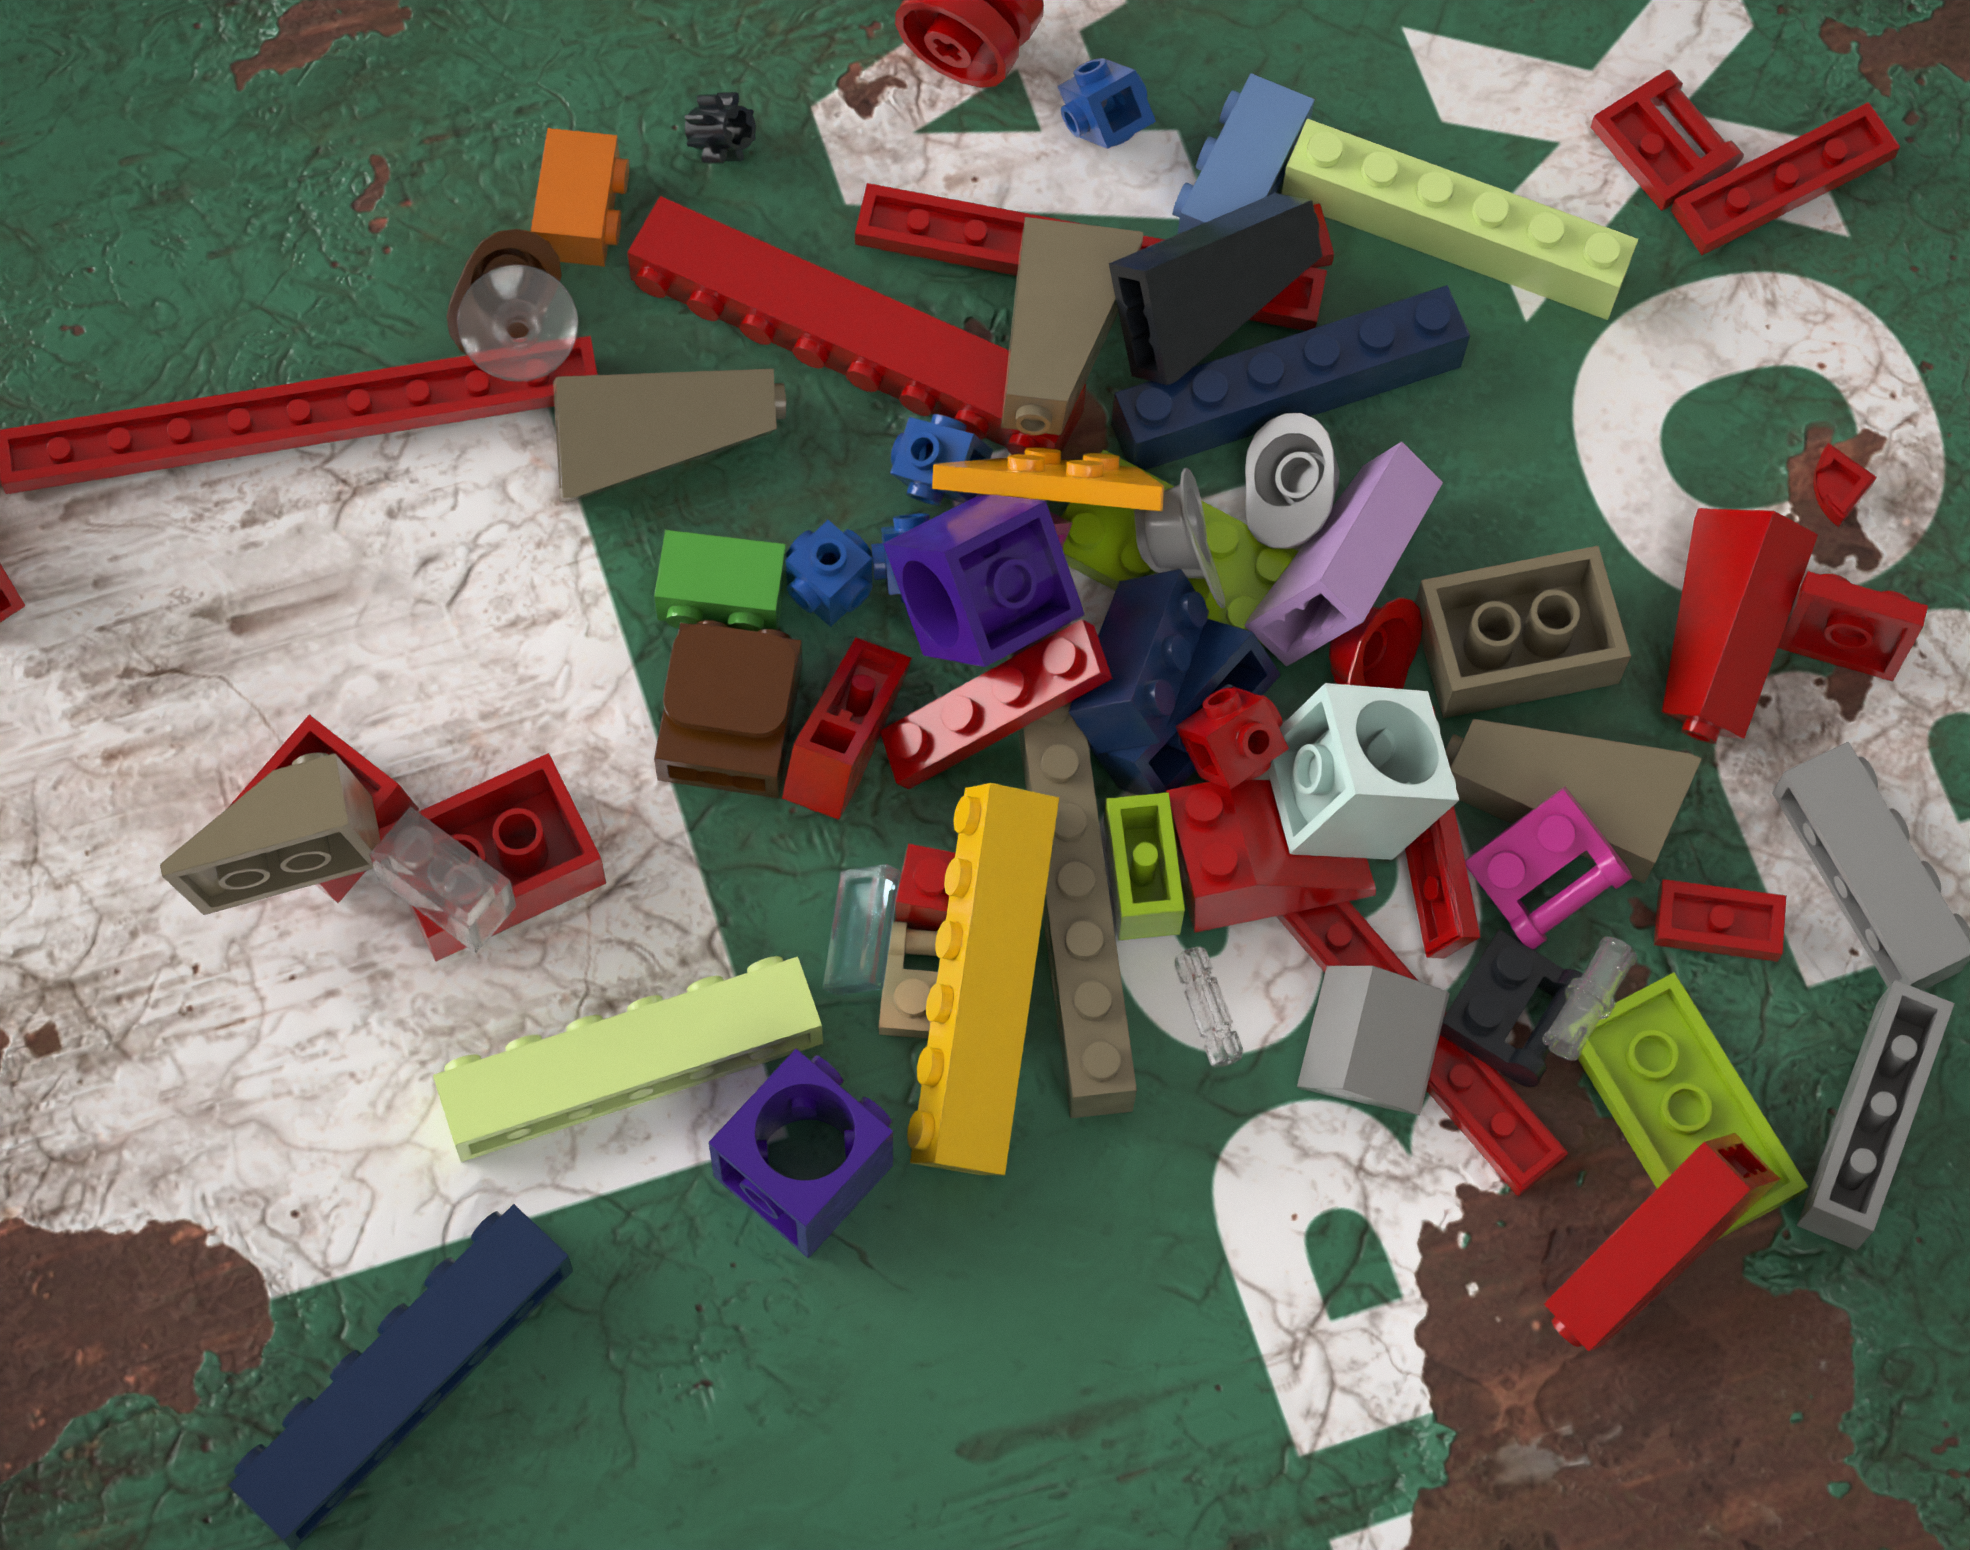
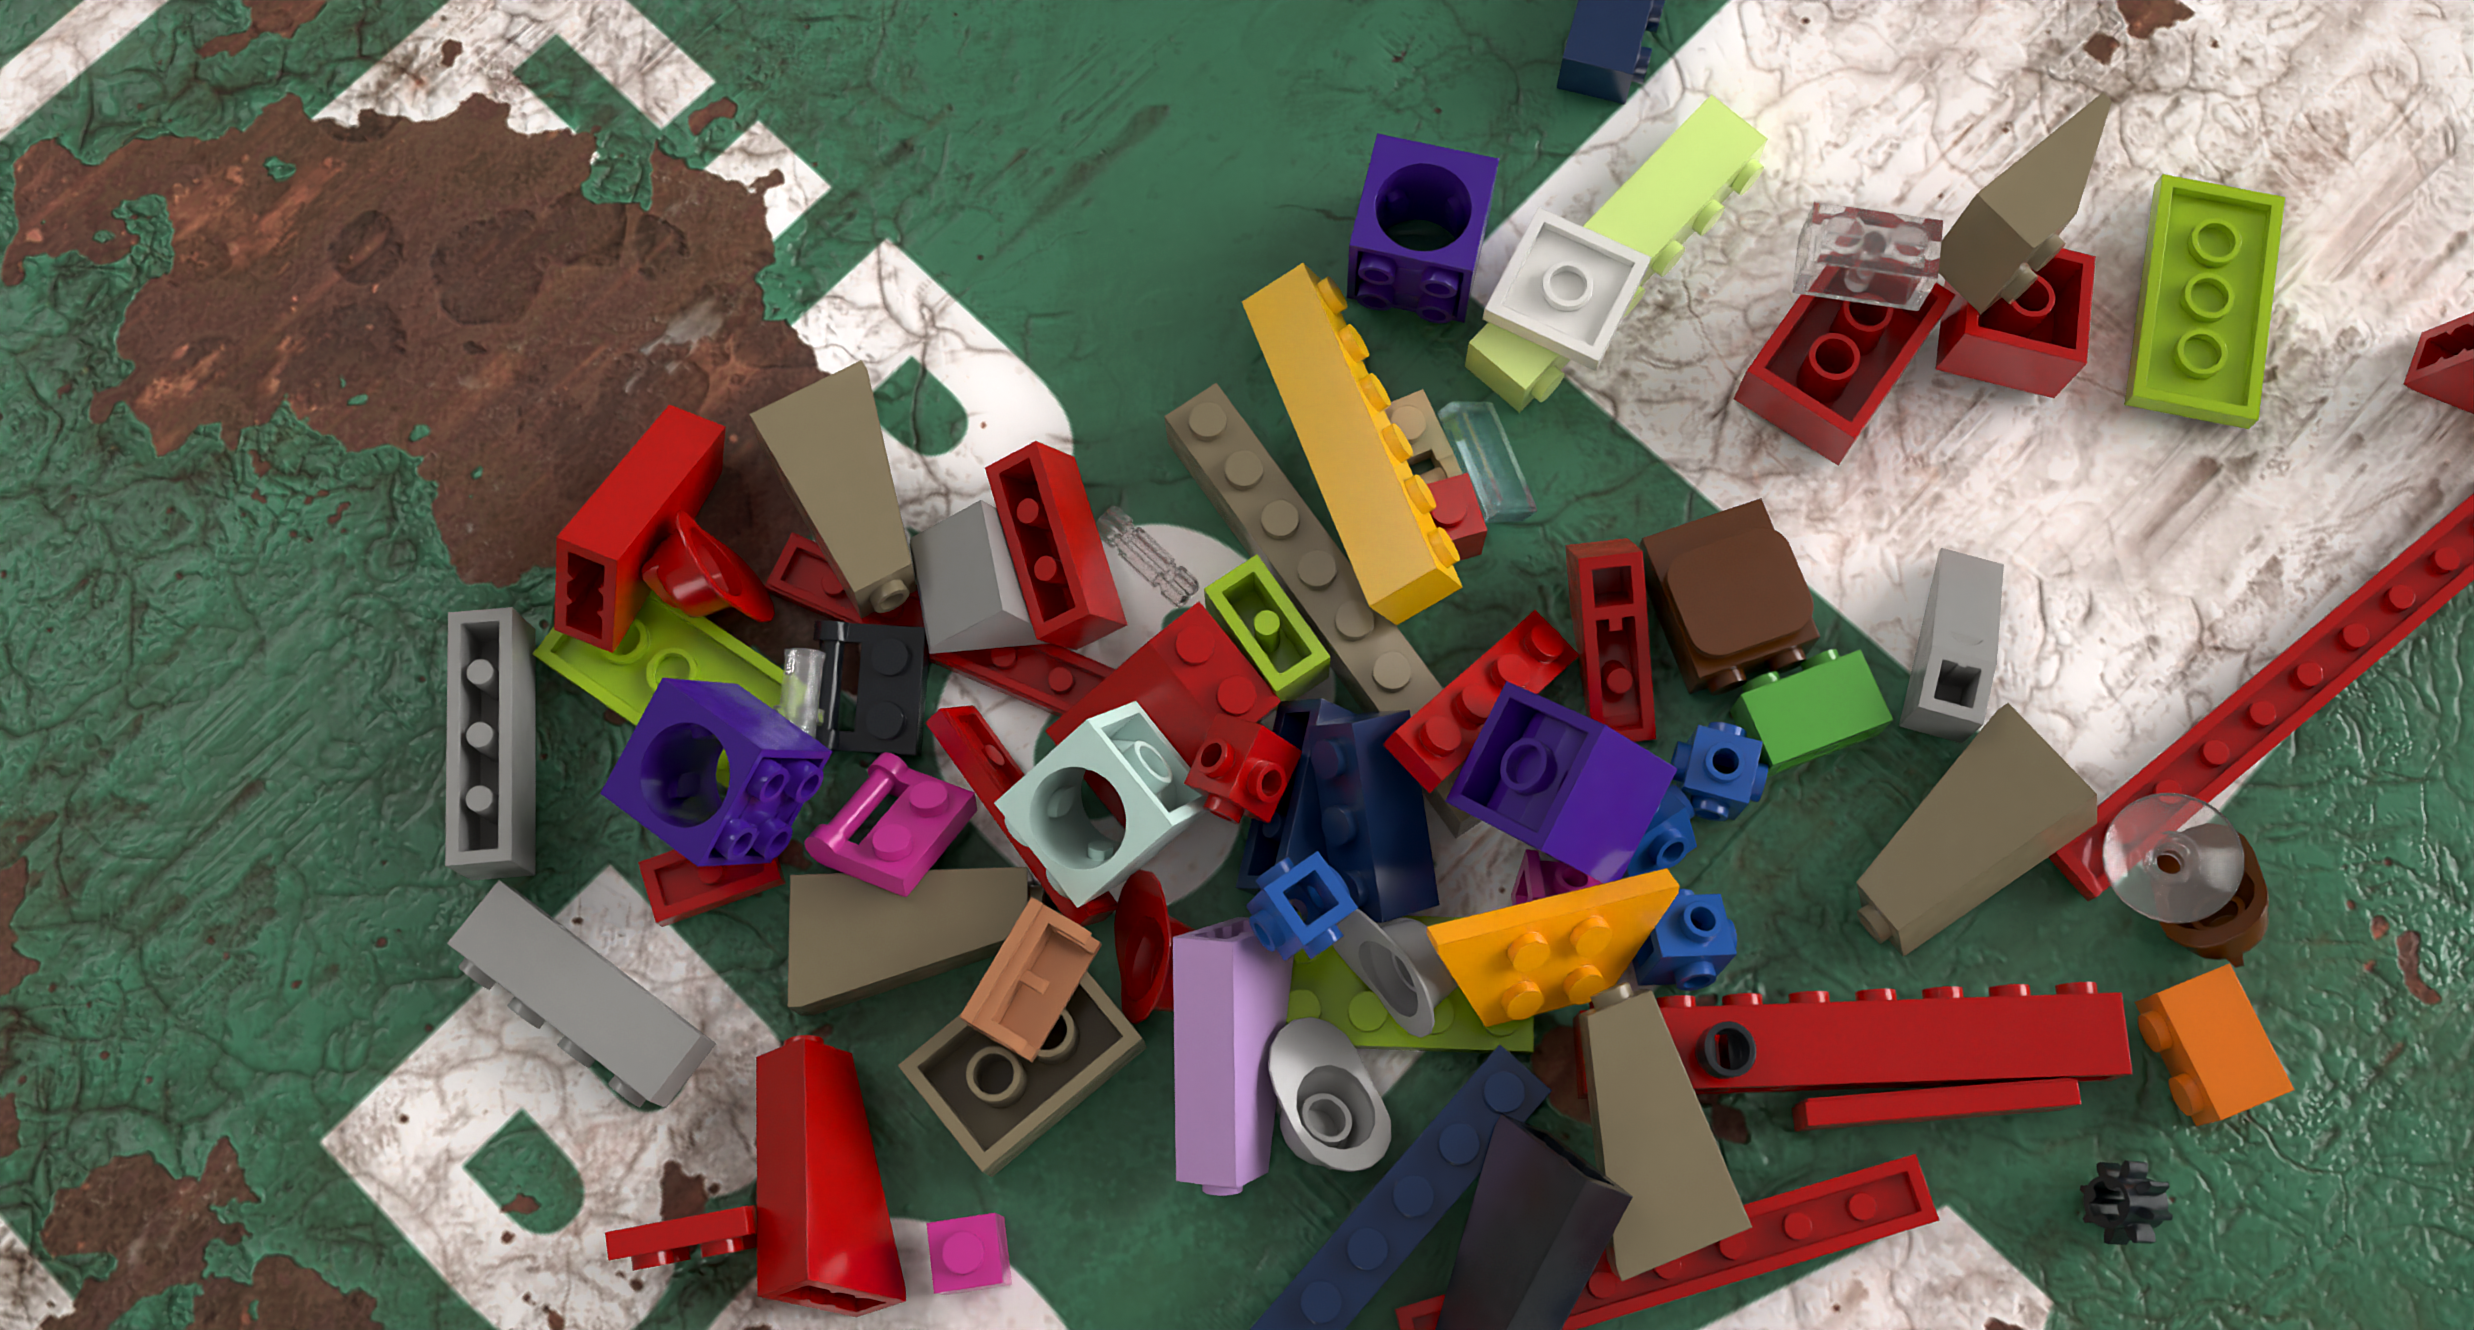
camera: 160 degrees right, 5 degrees up
(142, 750) = (2205, 301): none -> lime plate
(566, 571) = (1955, 648): none -> light grey slope
(708, 1021) = (1566, 288): none -> white tile
(853, 265) = (1936, 1104): none -> red tile
(957, 344) = (1736, 1050): none -> black hinge
(1247, 591) = (1315, 892): none -> blue brick
(1290, 1036) = (1055, 546): none -> red brick
(1456, 1203) = (839, 477): none -> dark tan slope
(1495, 655) = (1031, 980): none -> nougat hinge
(1616, 1157) = (704, 575): none -> red piece
(1632, 516) = (969, 1254): none -> dark pink brick
(1683, 943) = (671, 768): none -> dark purple brick

